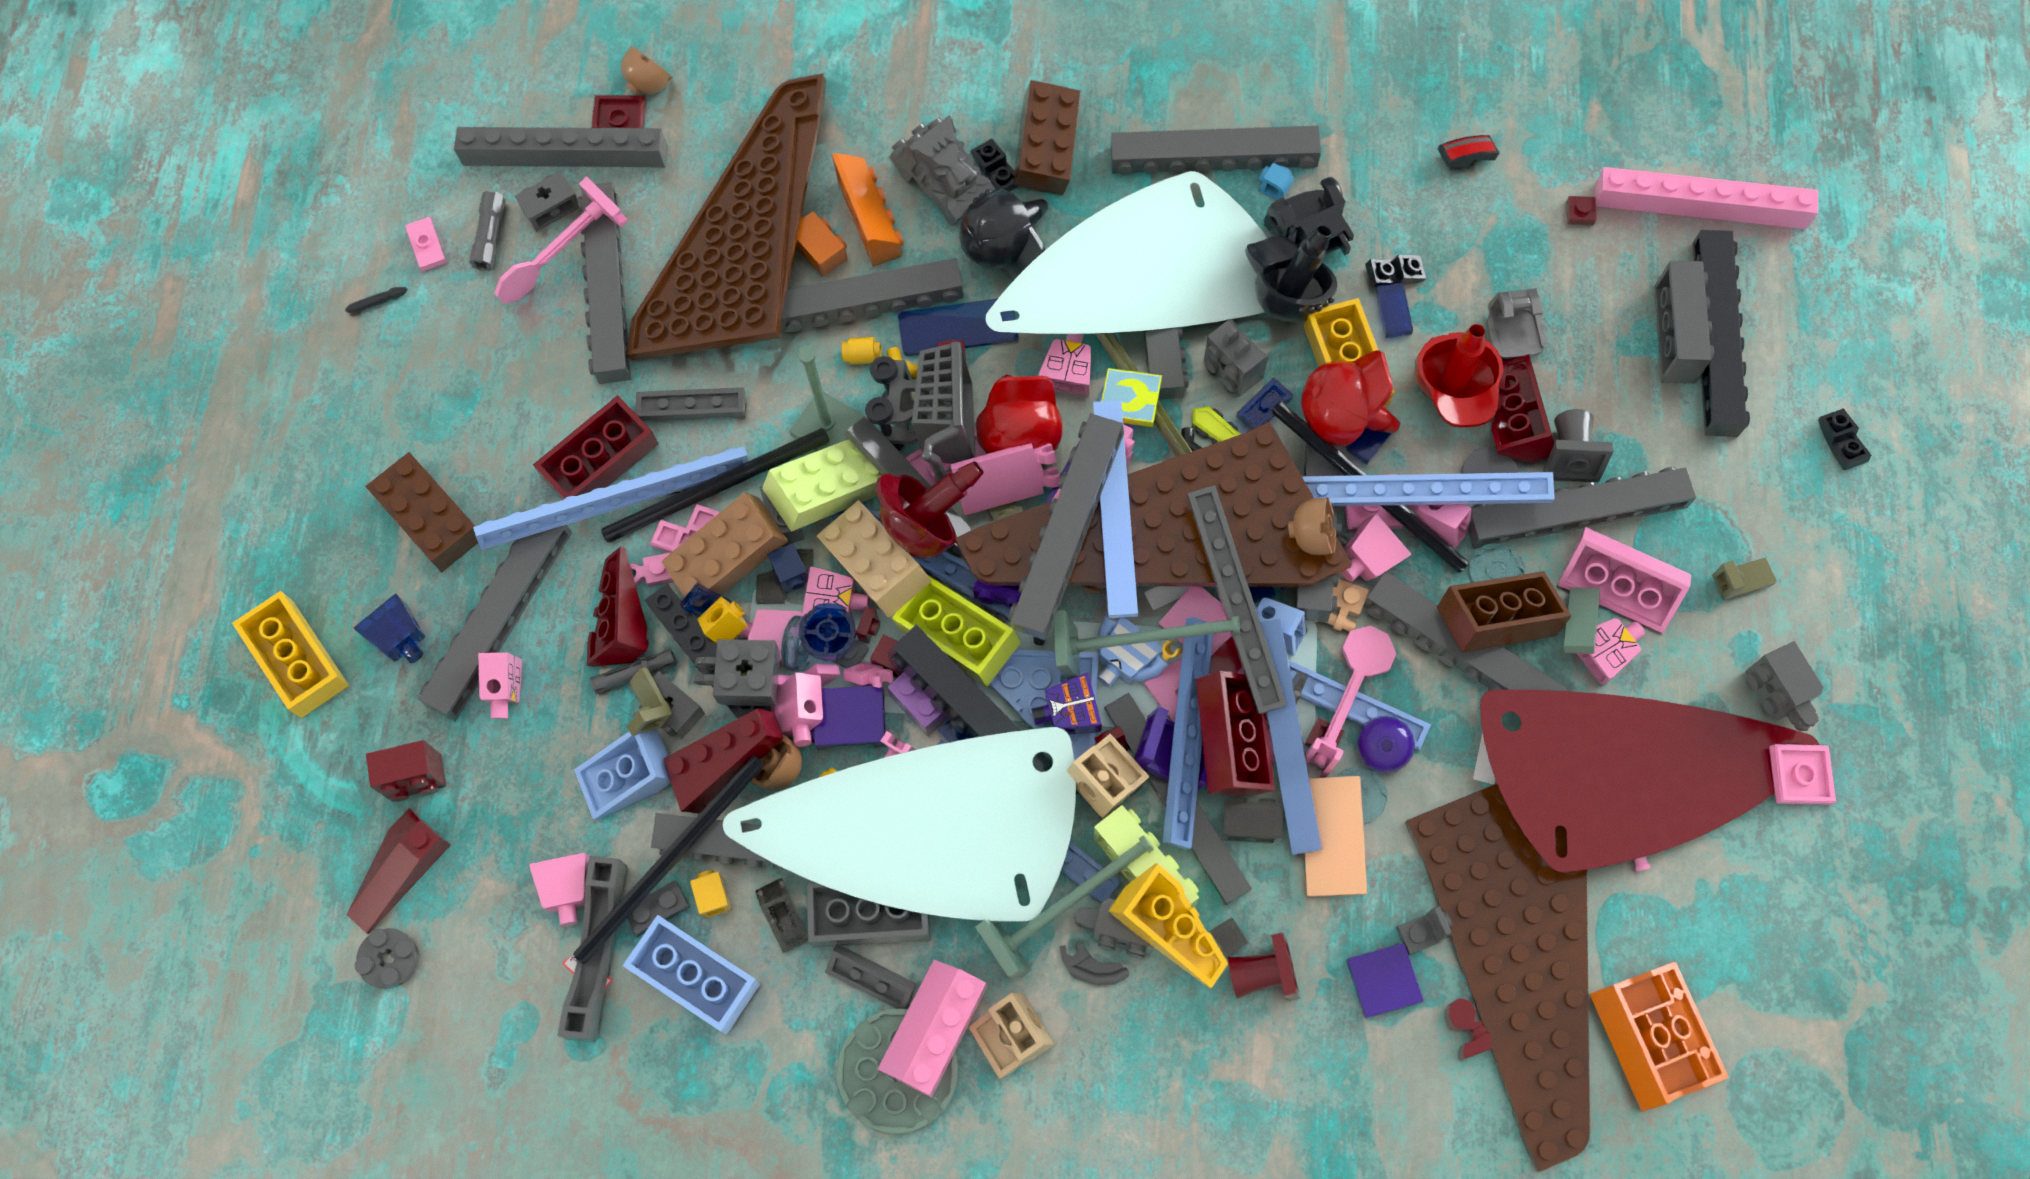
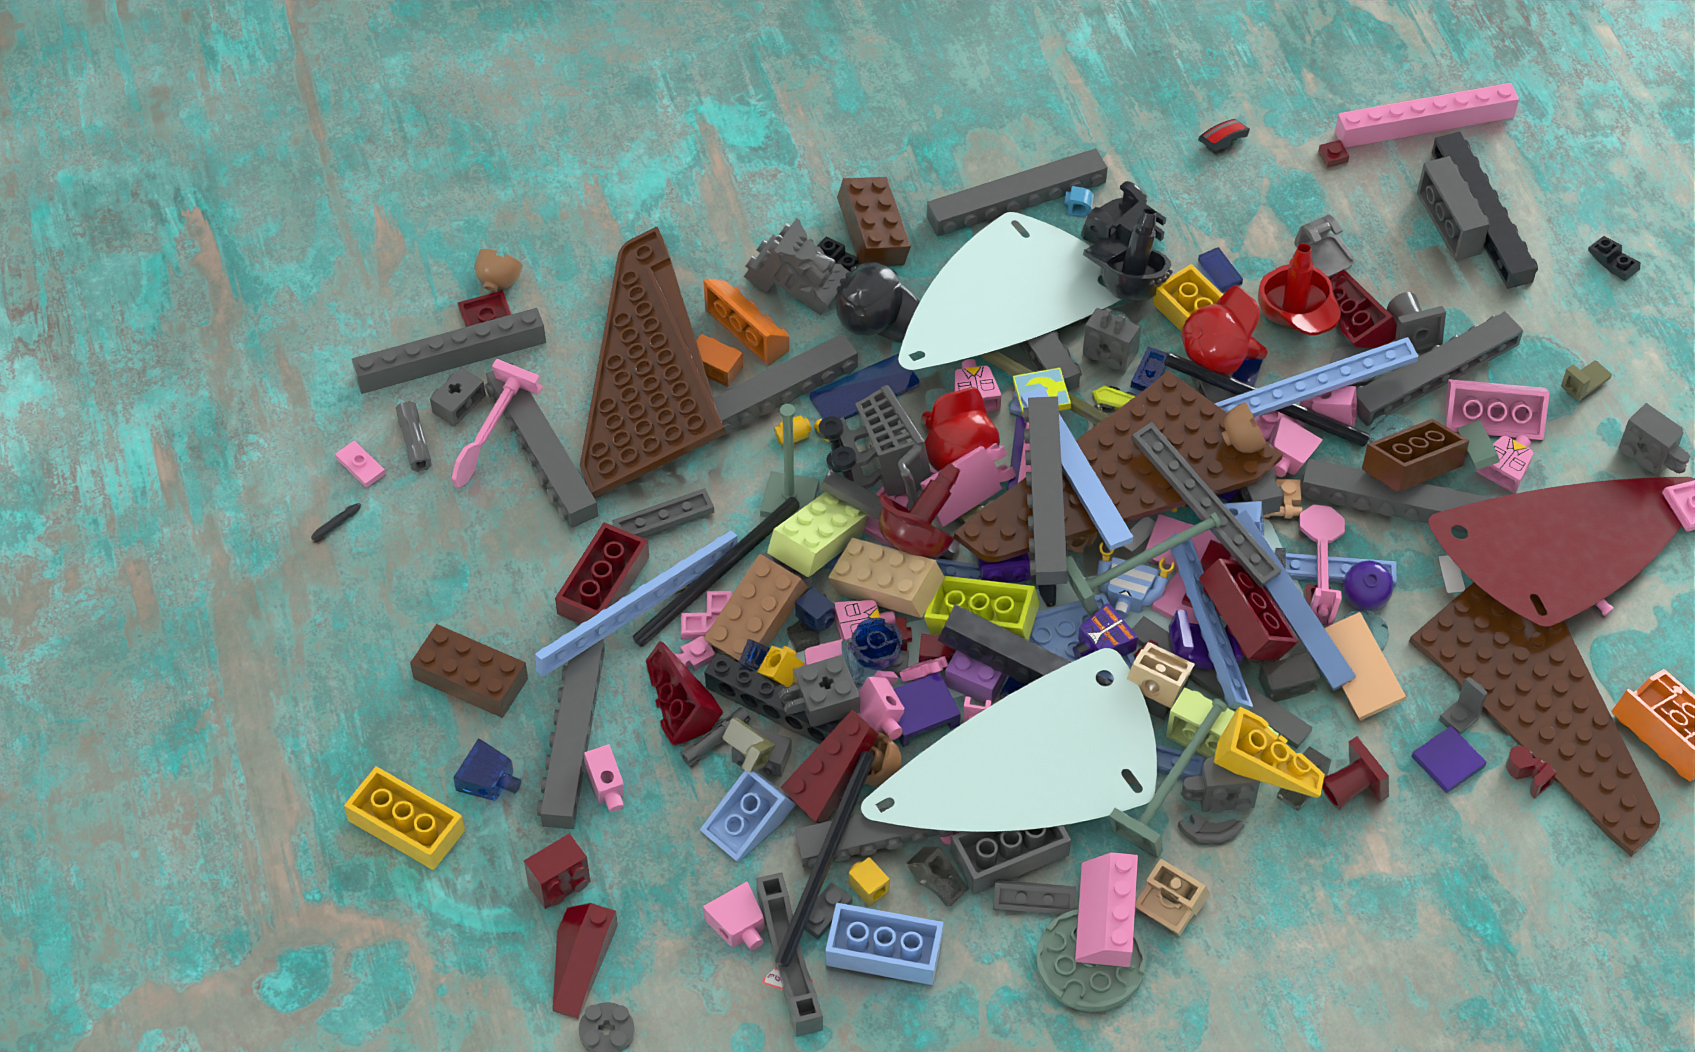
camera: 25 degrees left, 15 degrees down
(1402, 269) = (1210, 238): black slope -> none

